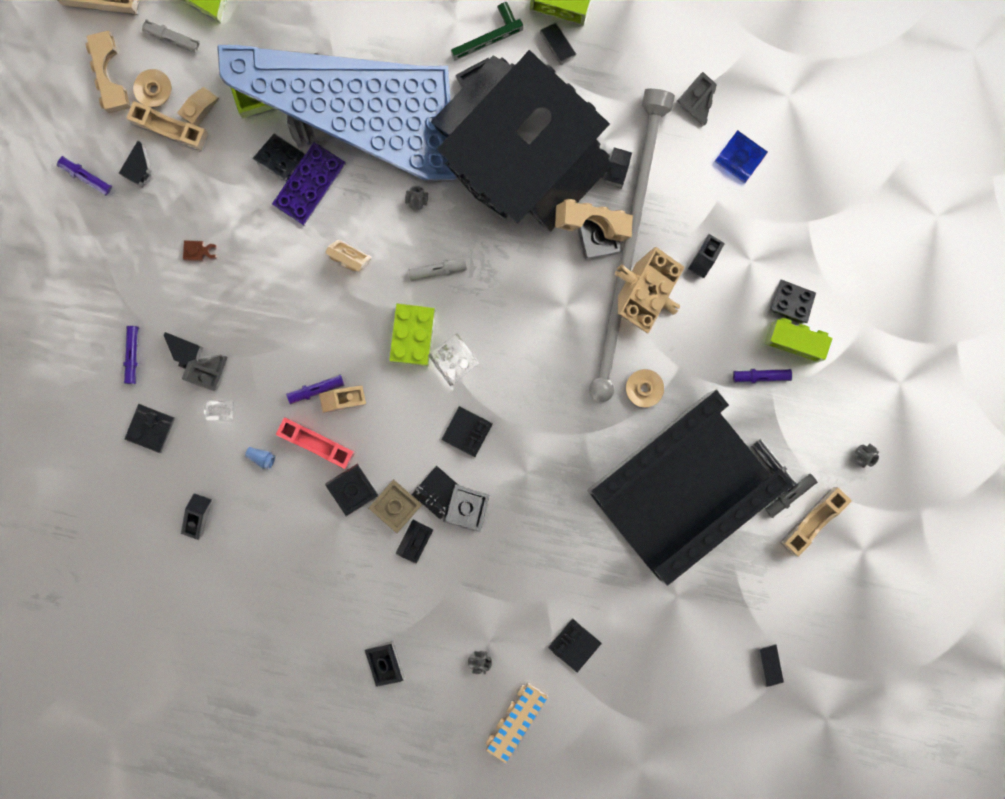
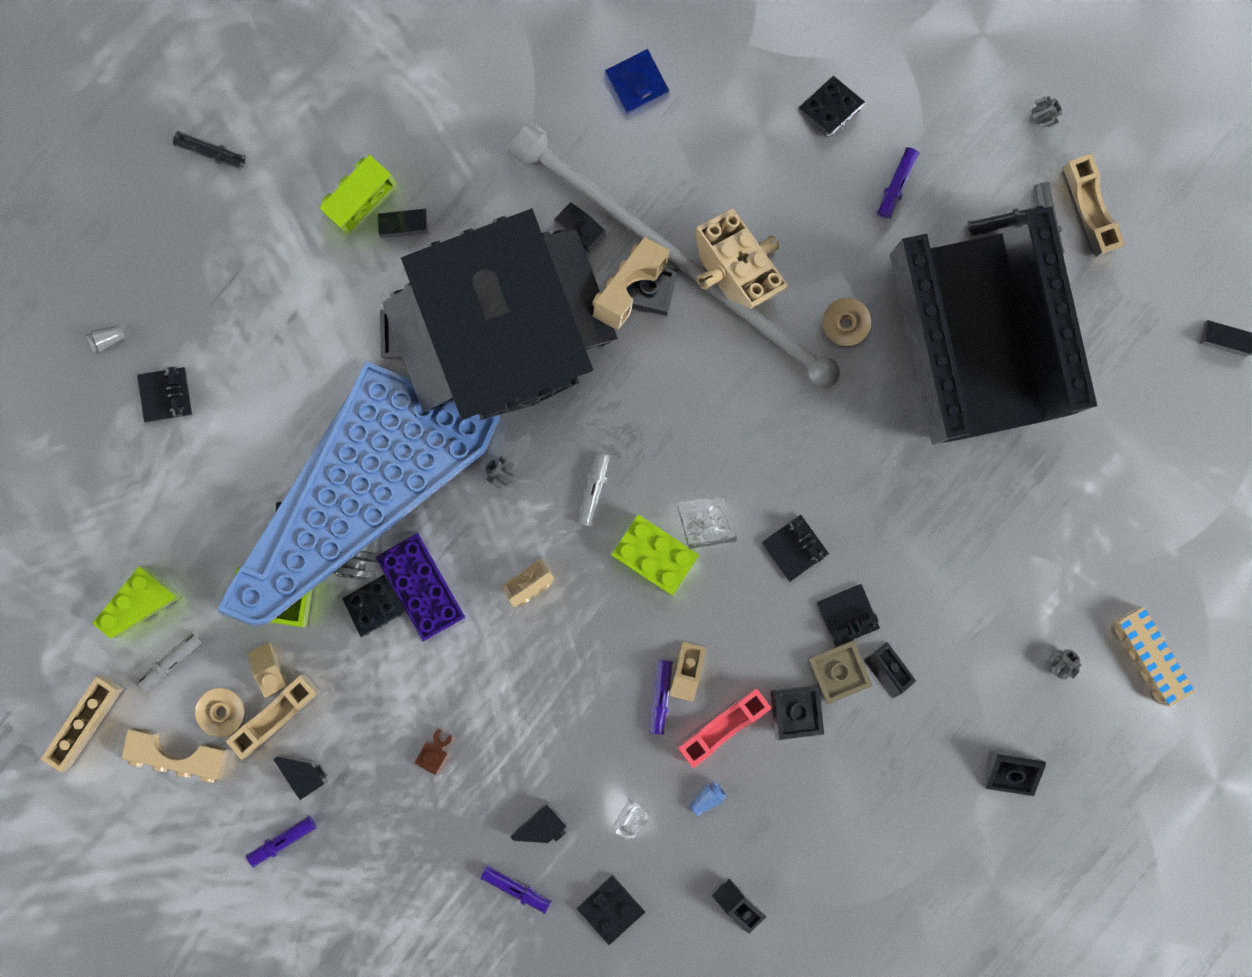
camera: 60 degrees left, 0 degrees up
(205, 371) = (578, 813): dark grey wing -> none
(466, 508) = (883, 592): hinge -> none
(510, 28) = (359, 267): dark green piece -> none
(574, 645) = (1097, 547): black hinge -> none
(698, 97) = (546, 95): dark grey wing -> none
(706, 256) = (731, 177): black slope -> none
(798, 340) = (879, 121): lime brick -> none

